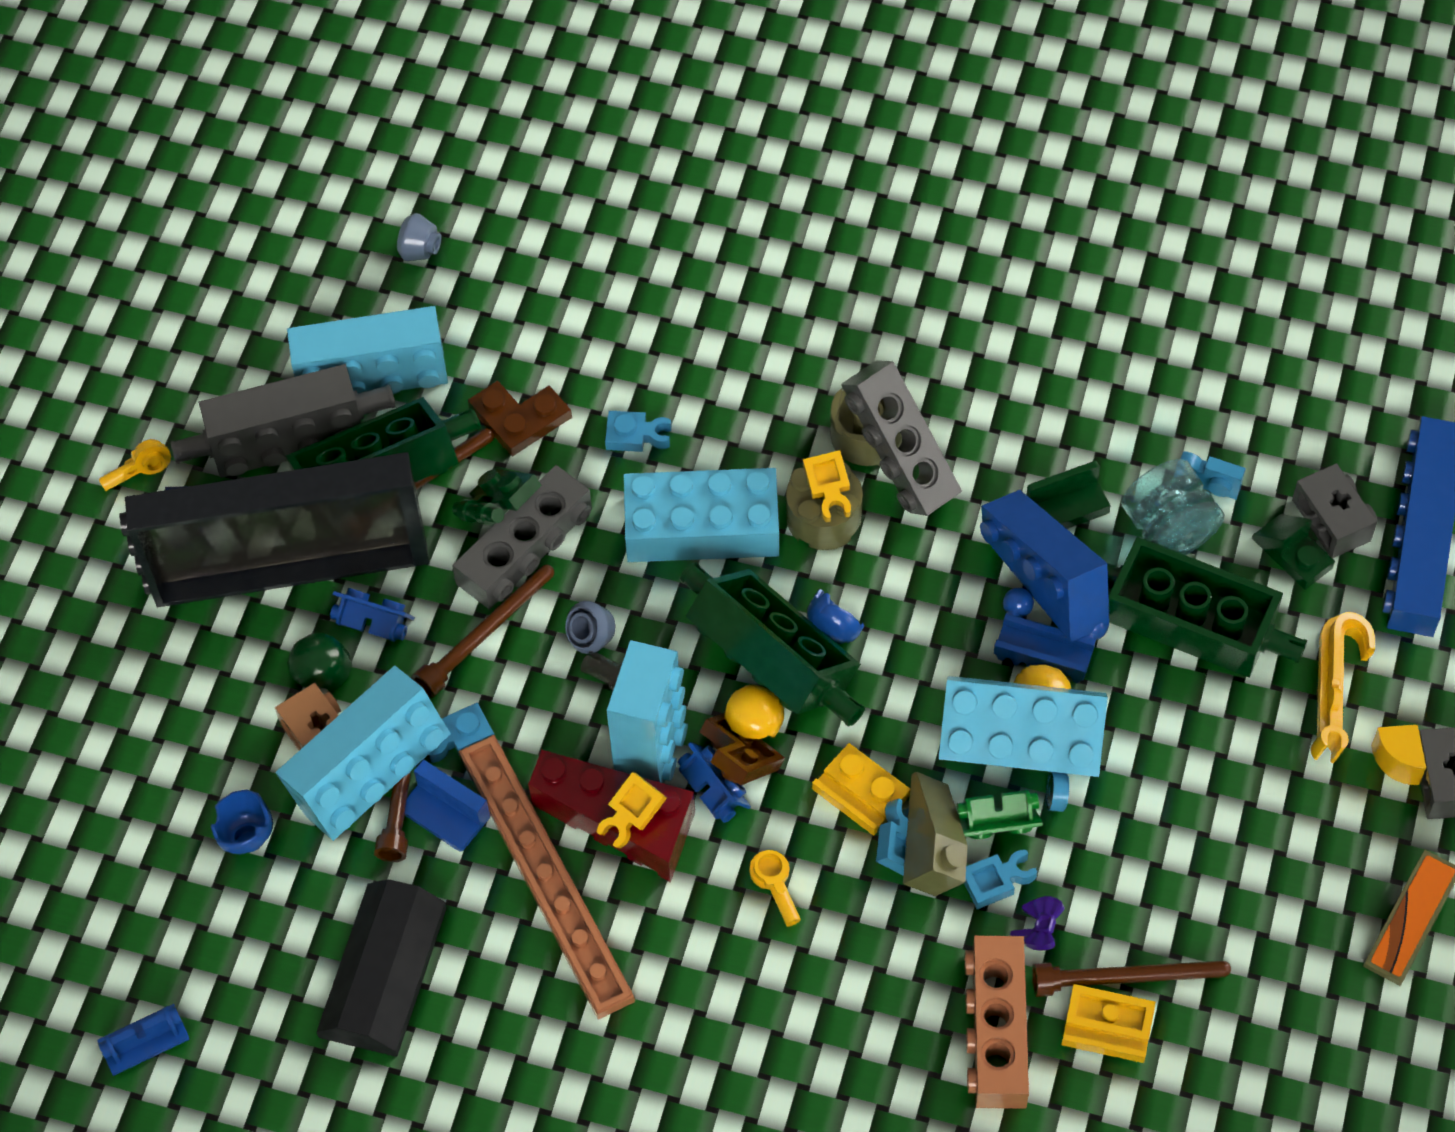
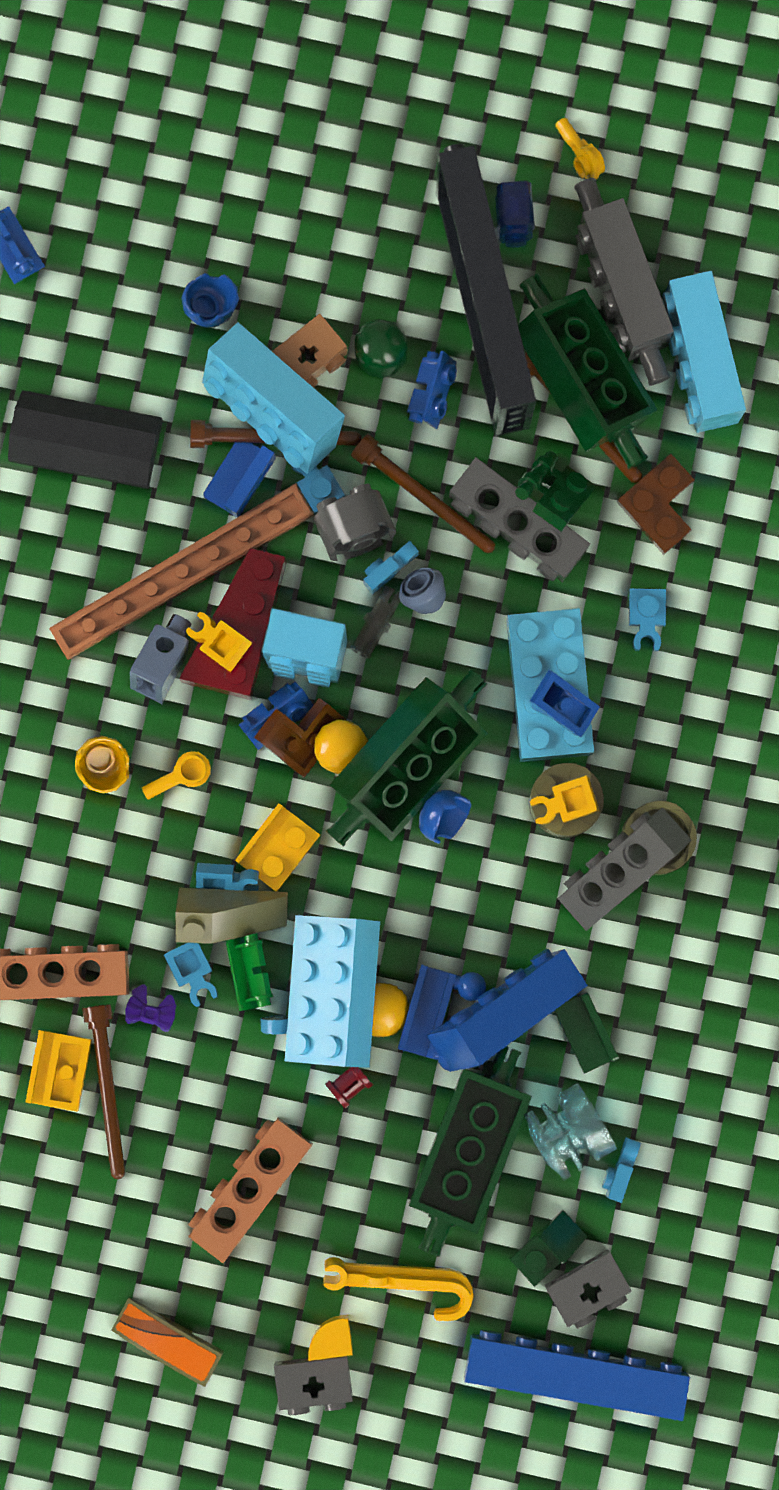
camera: 85 degrees right, 25 degrees up
(509, 685) = (353, 522): none -> dark grey brick
(566, 667) = (382, 571): none -> dark azure plate
(646, 889) = (154, 670): none -> sand blue torso
(721, 480) = (564, 704): none -> blue slope
(760, 958) = (102, 764): none -> yellow hair
(1124, 725) = (348, 1085): none -> dark red bush
(1232, 806) = (222, 1240): none -> nougat brick

